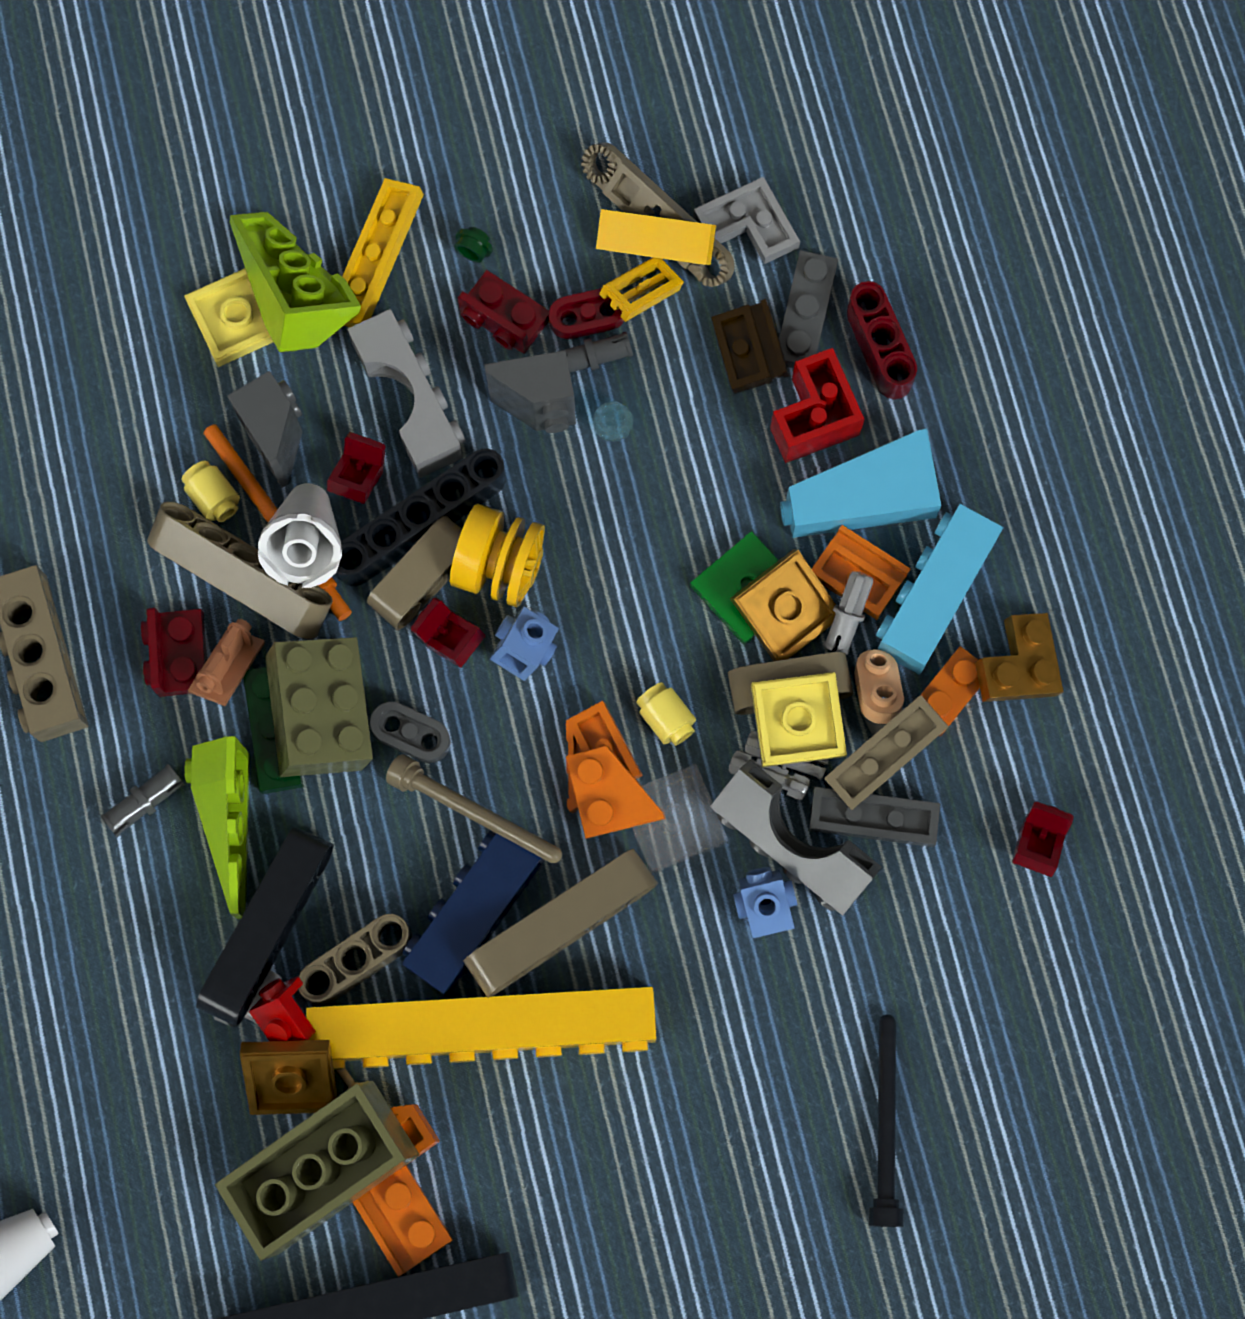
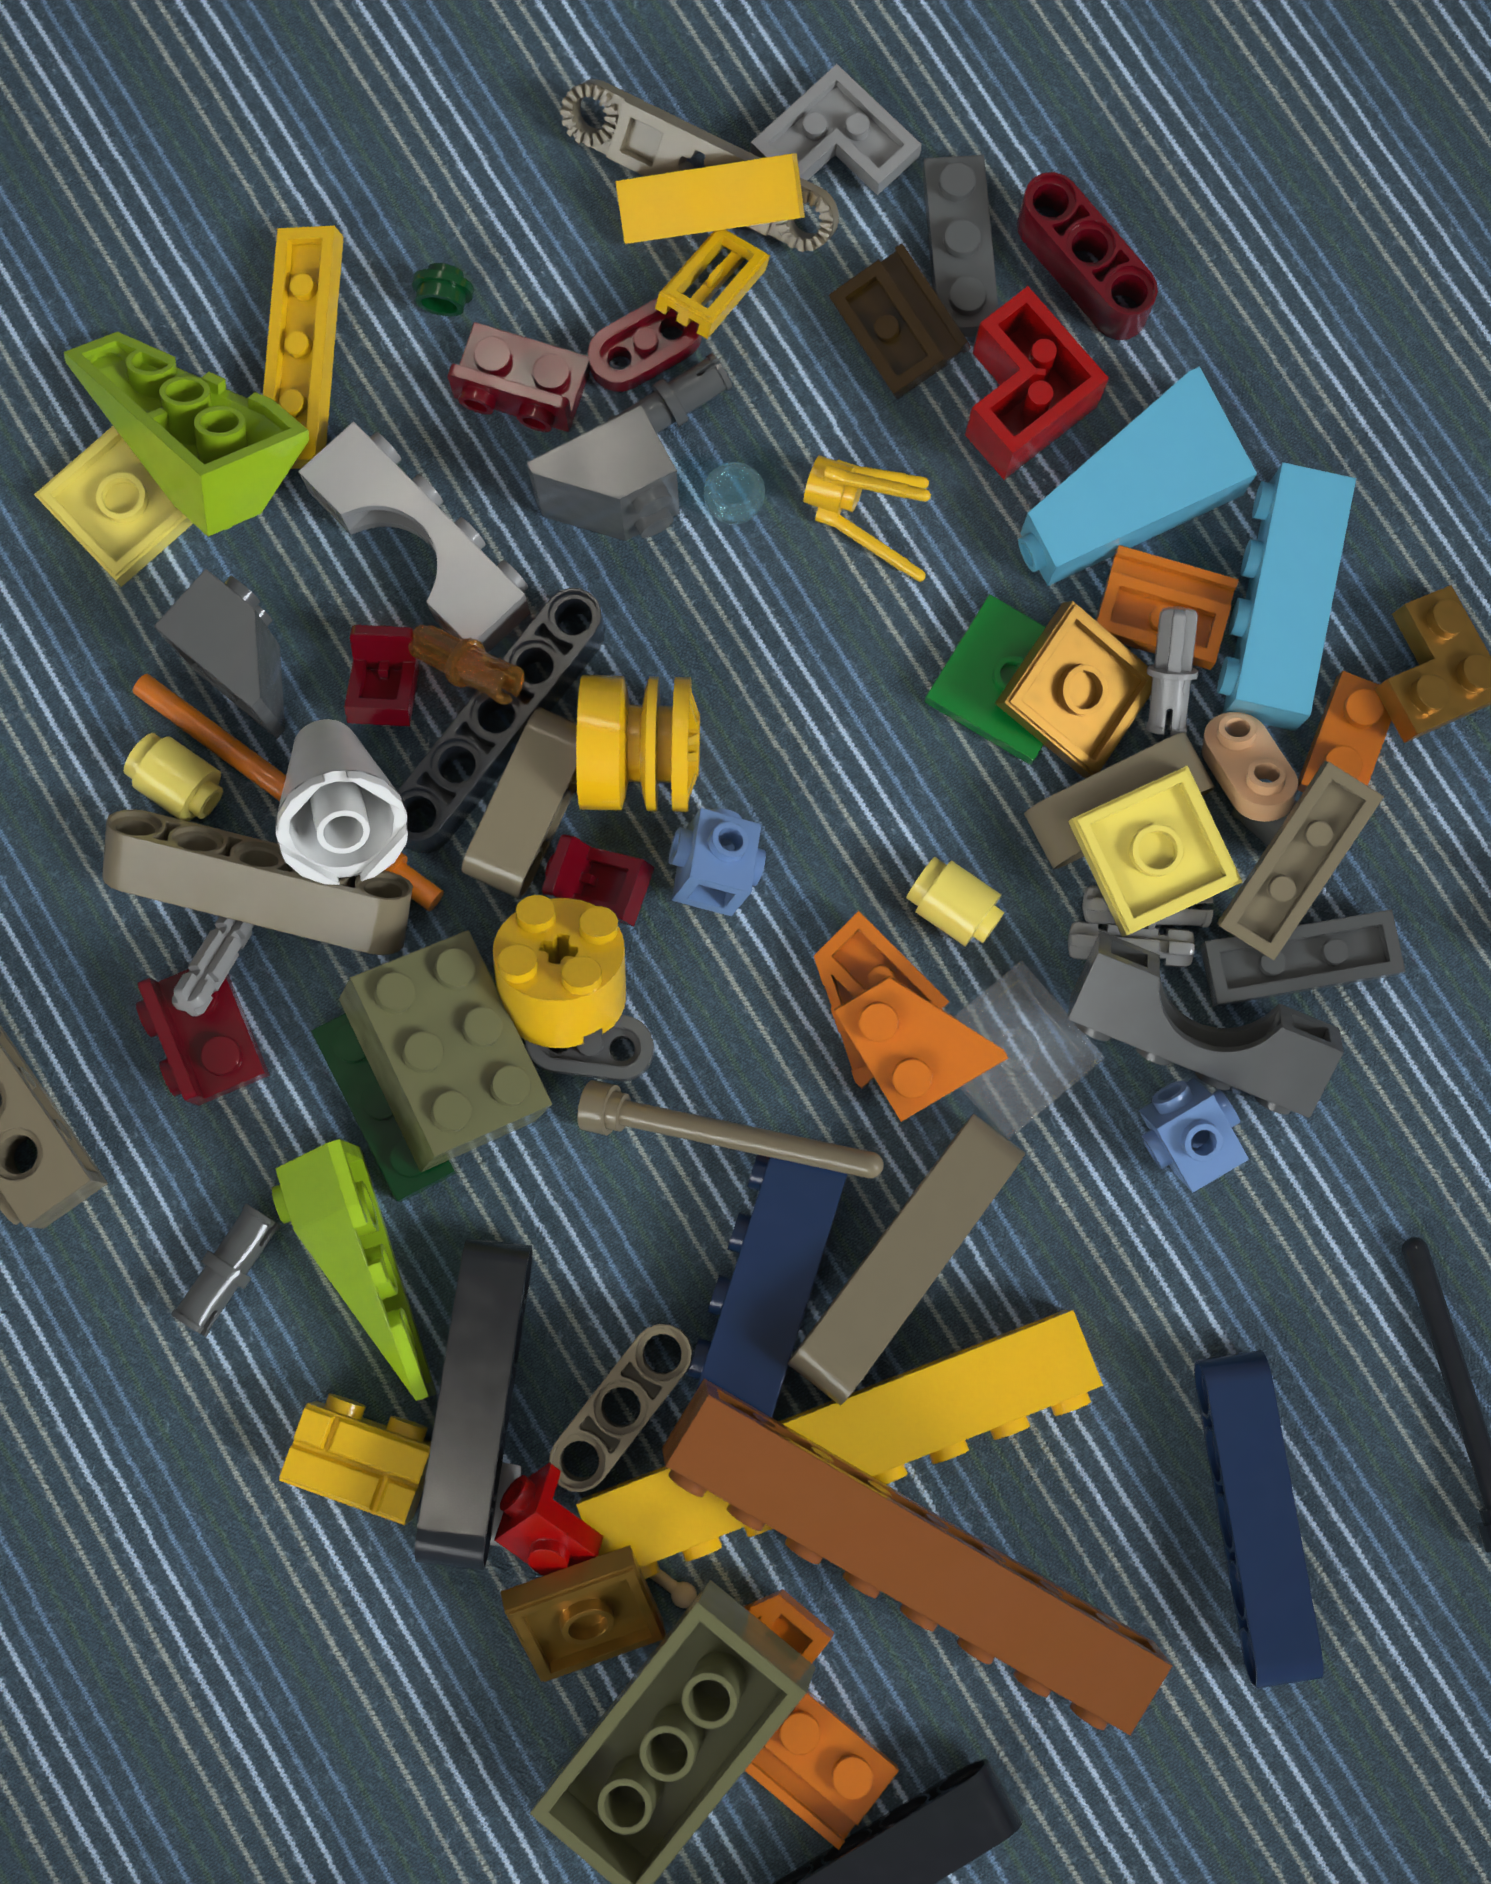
camera: 20 degrees left, 5 degrees up
(181, 939) = (359, 1459): none -> yellow brick
(195, 611) = (211, 965): none -> light grey axle
(227, 663) = (285, 1027): nougat hinge -> none
(405, 679) = (560, 970): none -> yellow brick
(410, 475) = (466, 663): none -> clear orange axle
(503, 1107) = (915, 1558): none -> dark orange brick
(679, 437) = (838, 486): none -> yellow plant
(729, 1158) = (1258, 1519): none -> dark blue beam

